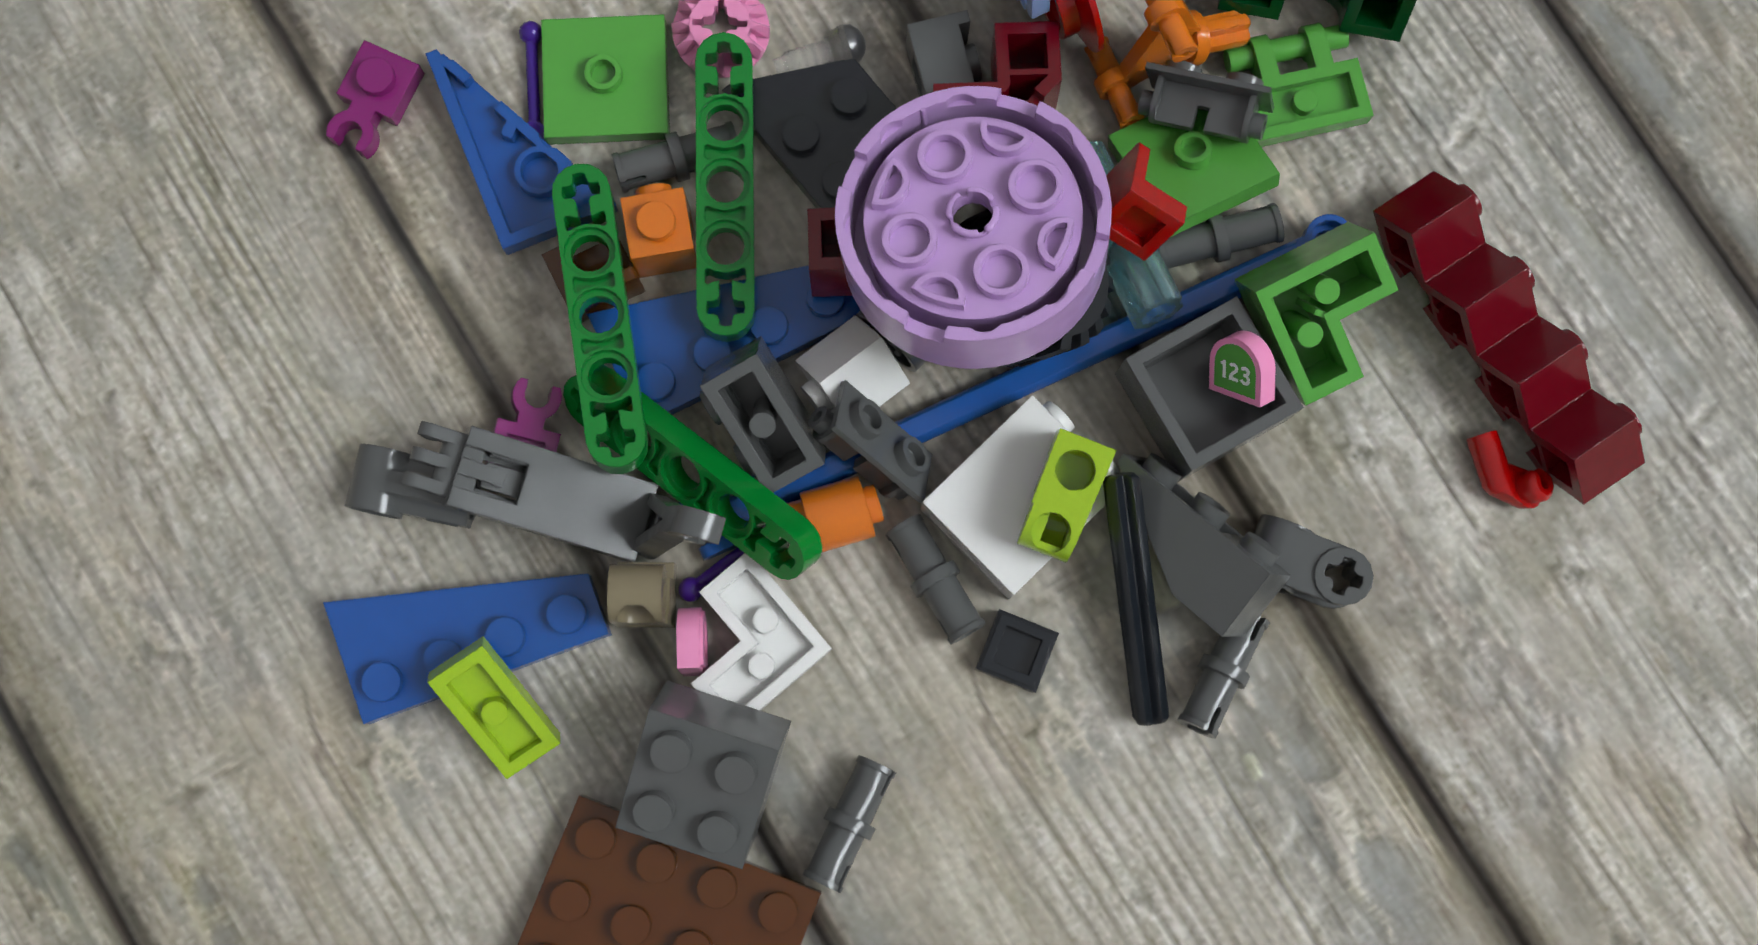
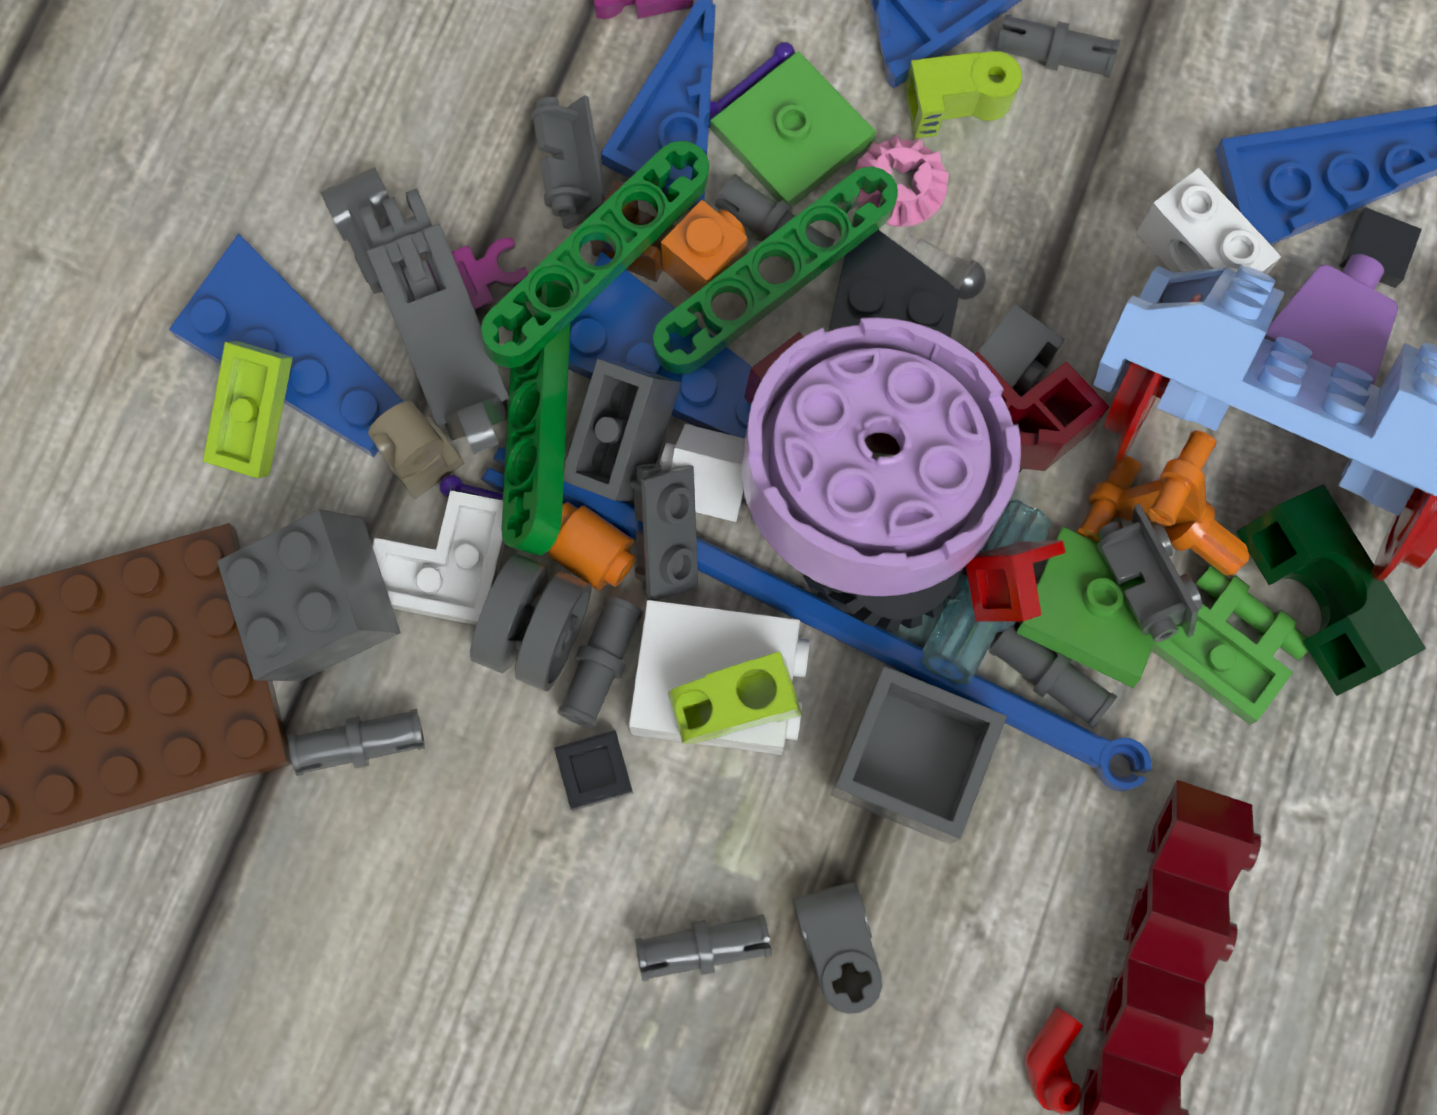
camera: 55 degrees right, 5 degrees down
(492, 276) = (573, 172): none -> dark grey hinge
(692, 641) = (409, 514): bright pink tile -> none
(867, 607) = (530, 622): none -> dark grey wheel
(1136, 598) = (703, 827): black axle -> none
(1204, 559) = (776, 858): dark grey slope -> none
(1243, 368) = (953, 766): tile -> none
(1305, 295) = (1052, 772): bright green brick -> none

